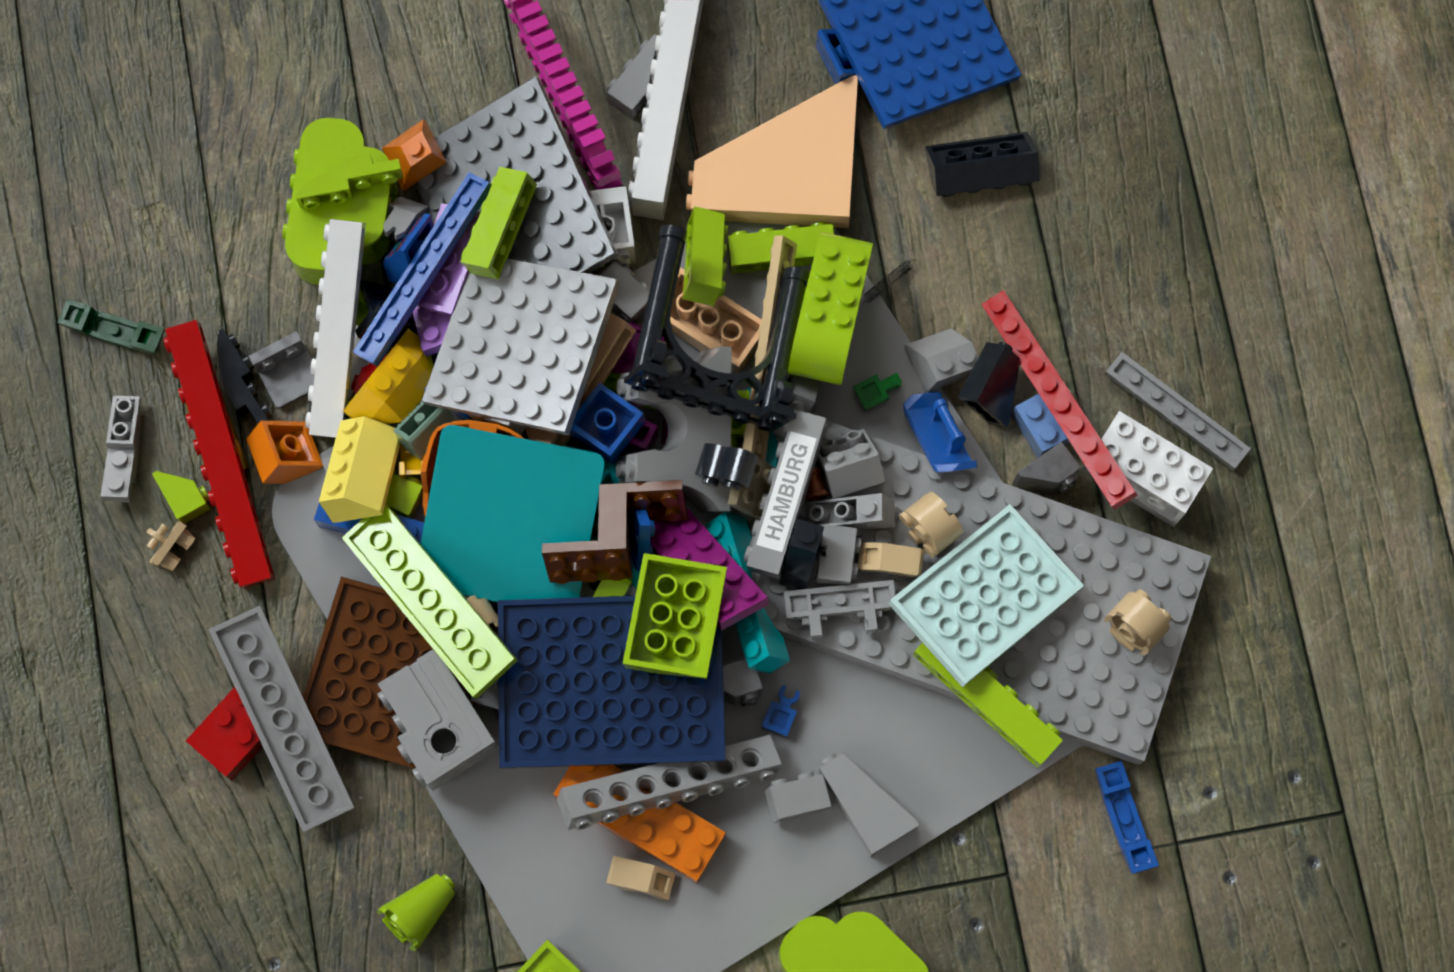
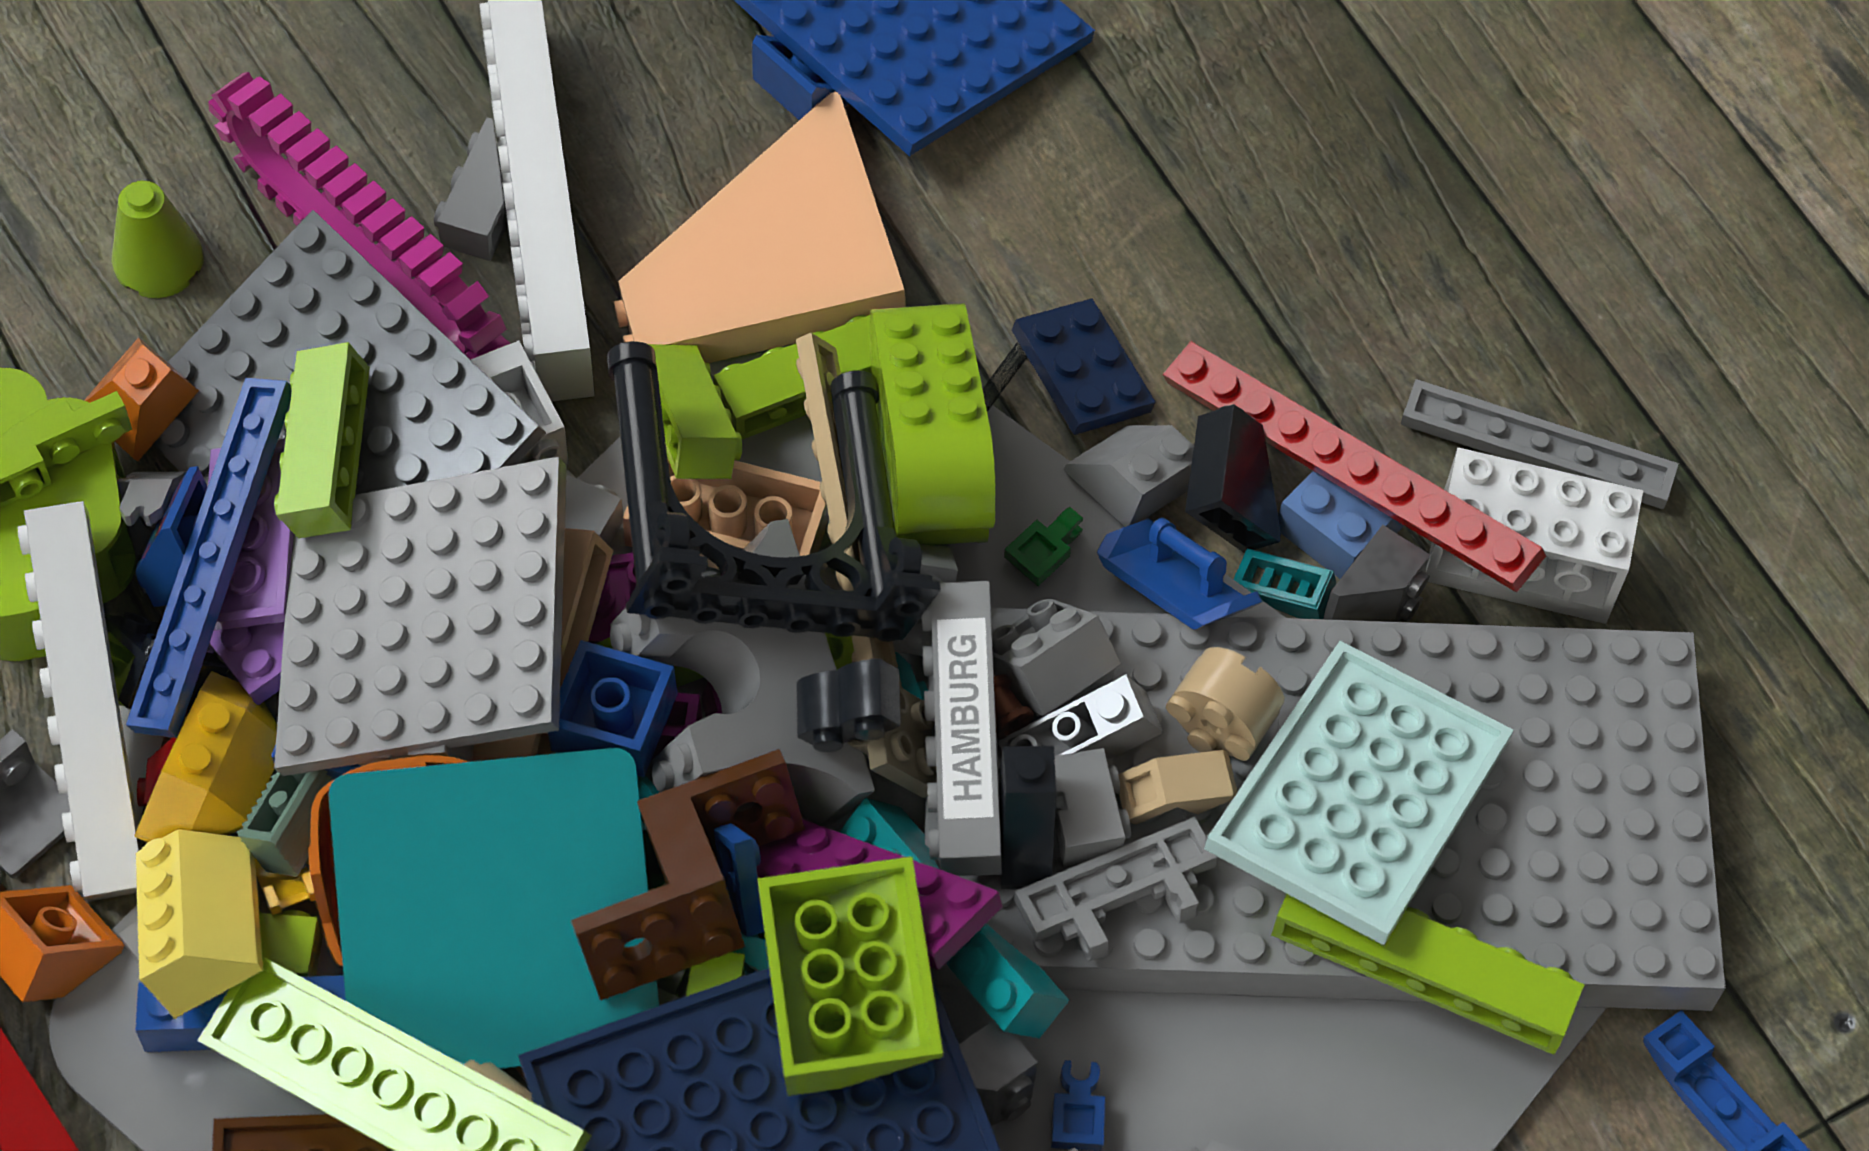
camera: 20 degrees left, 15 degrees down
(450, 60) = (153, 243): none -> lime cone
(938, 286) = (1083, 366): none -> dark blue plate
(982, 164) = (1085, 170): black slope -> none
(1012, 470) = (1306, 575): none -> teal slope
(1138, 622) = (1627, 758): tan brick -> none

